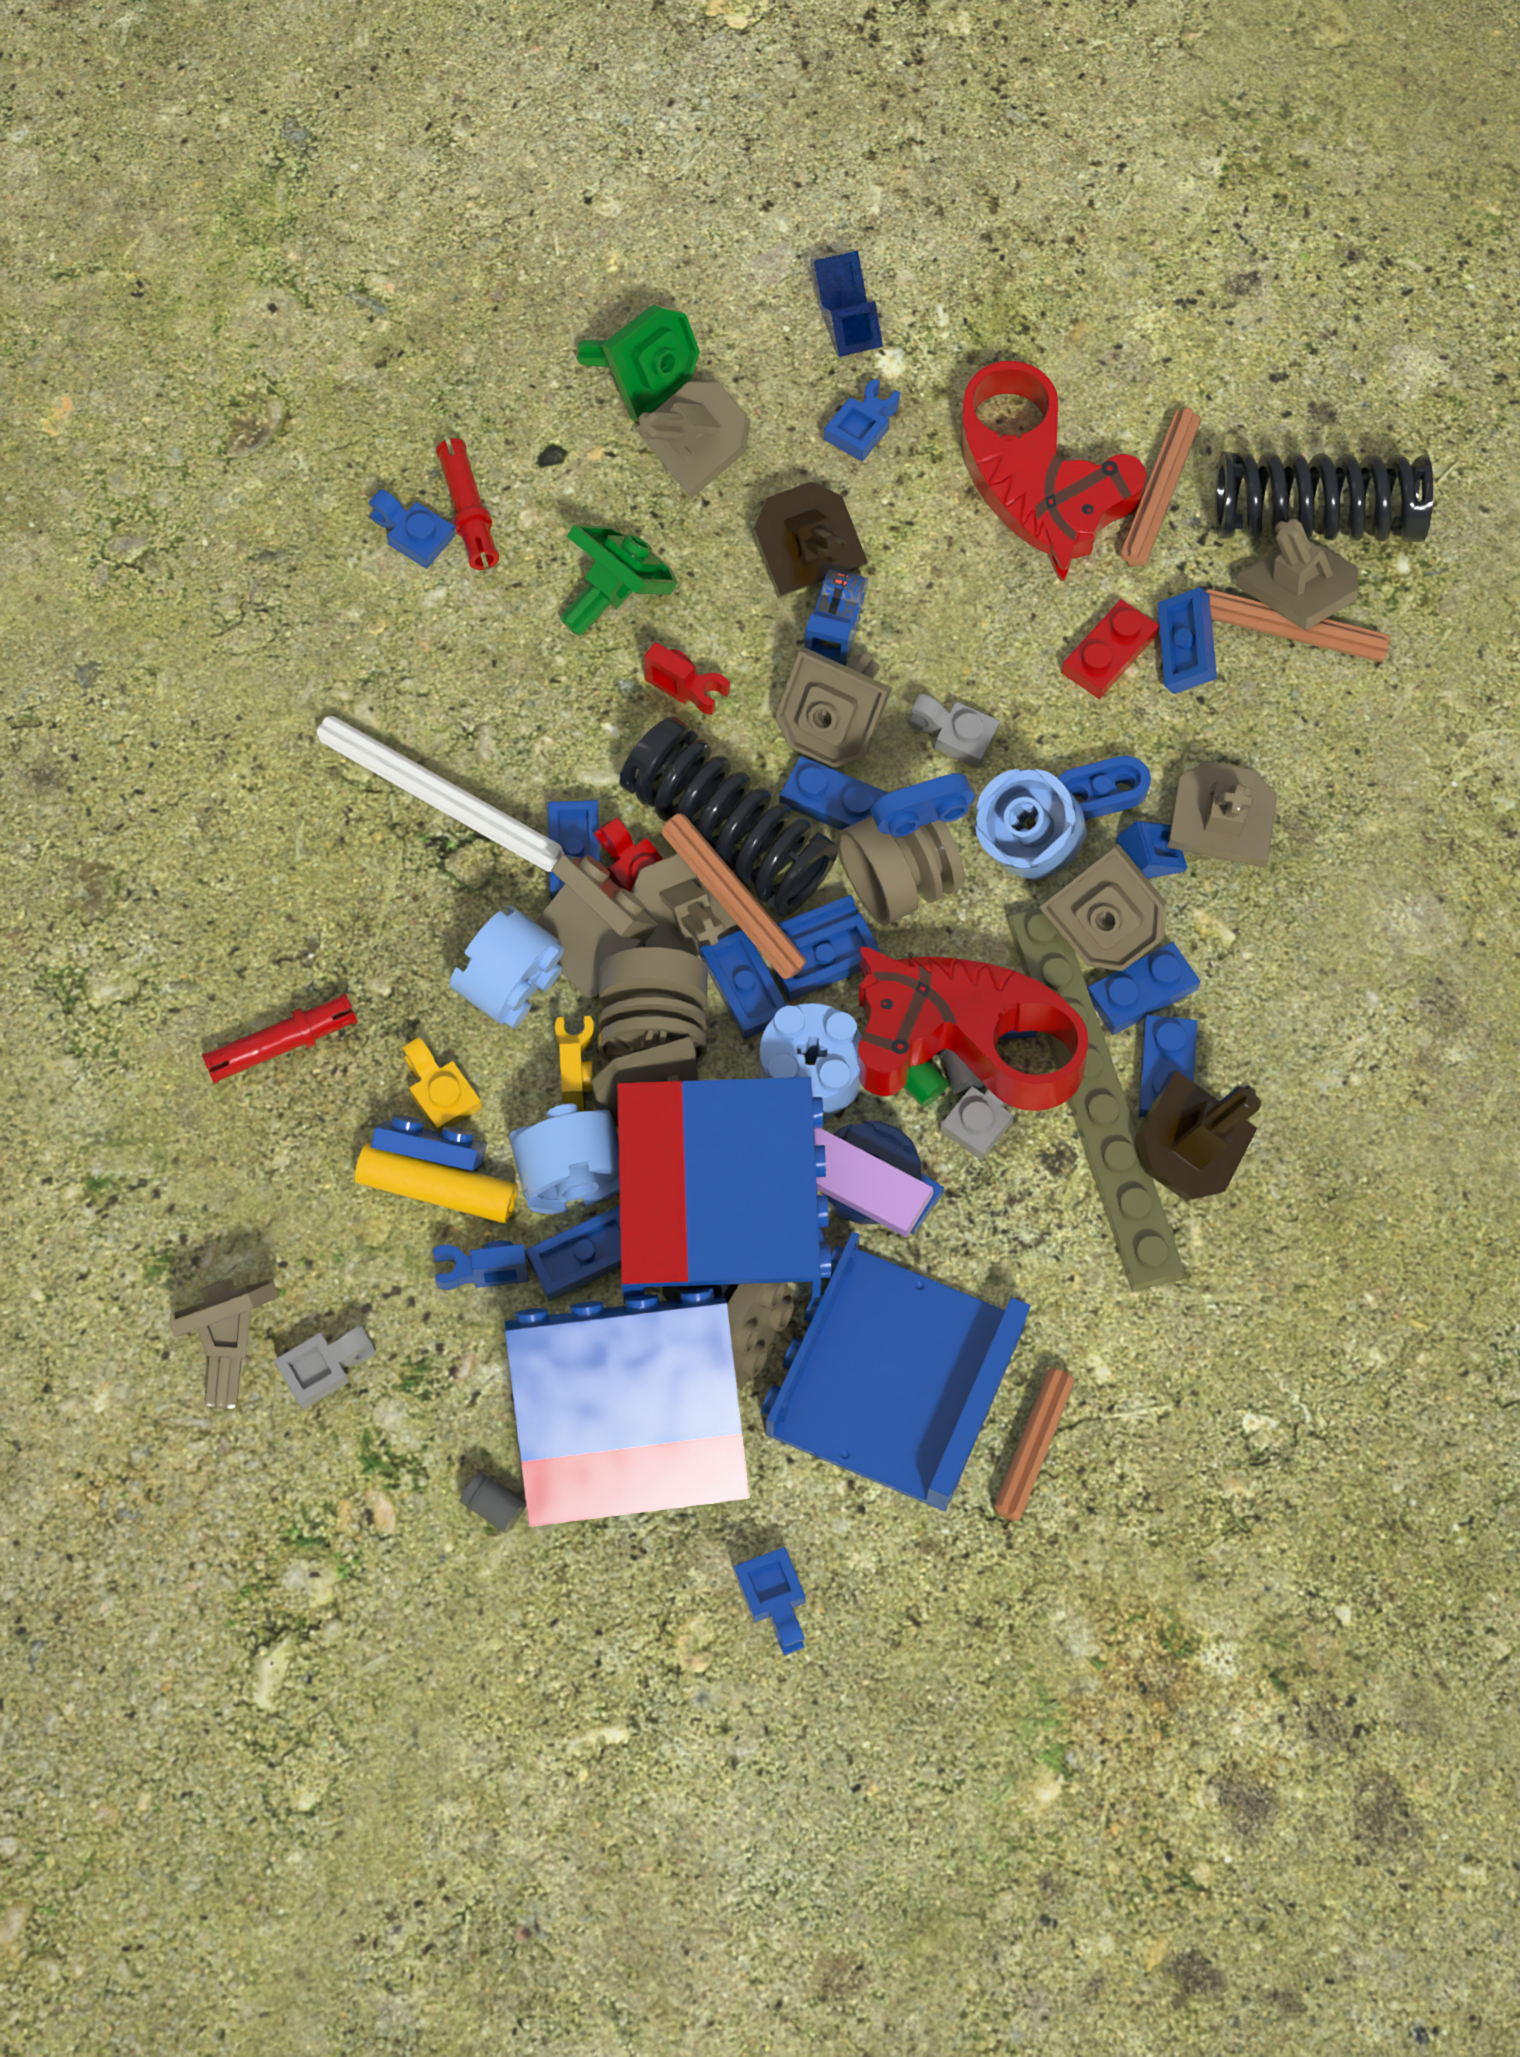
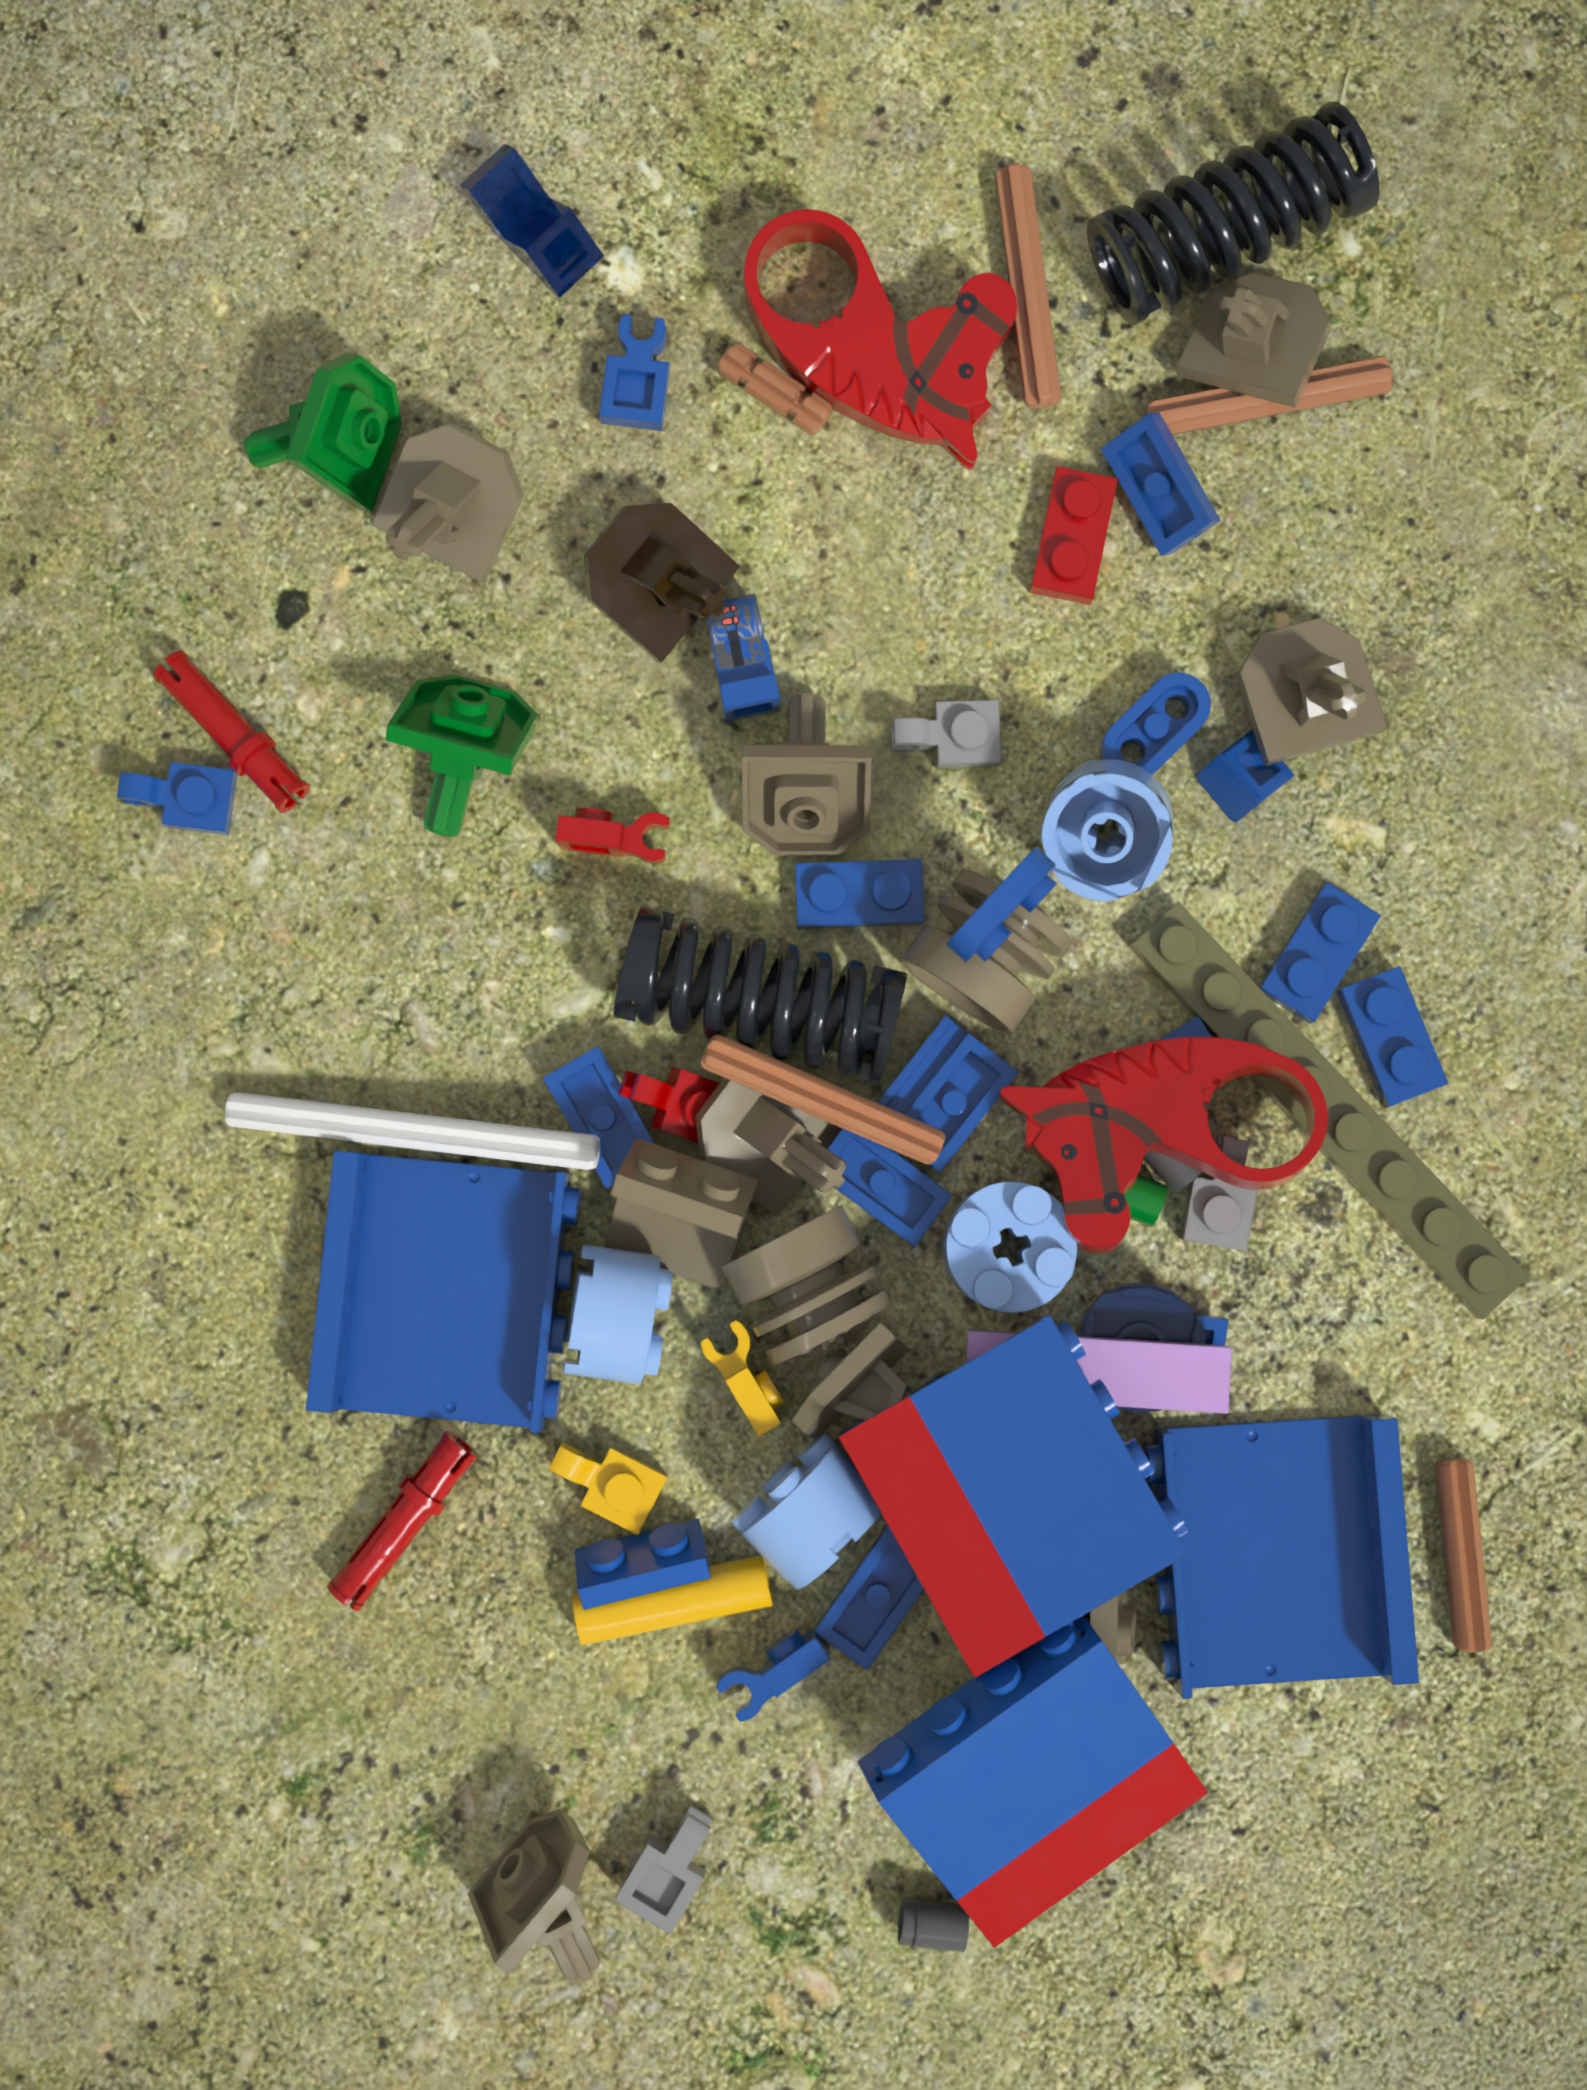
camera: 25 degrees left, 20 degrees up
(391, 906) = (442, 1290): none -> blue panel
(773, 1591) = (1278, 1868): blue plate -> none
(952, 470) = (774, 388): none -> nougat axle
(1109, 912) = (1251, 896): dark tan piece -> none
(1194, 1139) = (1470, 1116): dark brown piece -> none

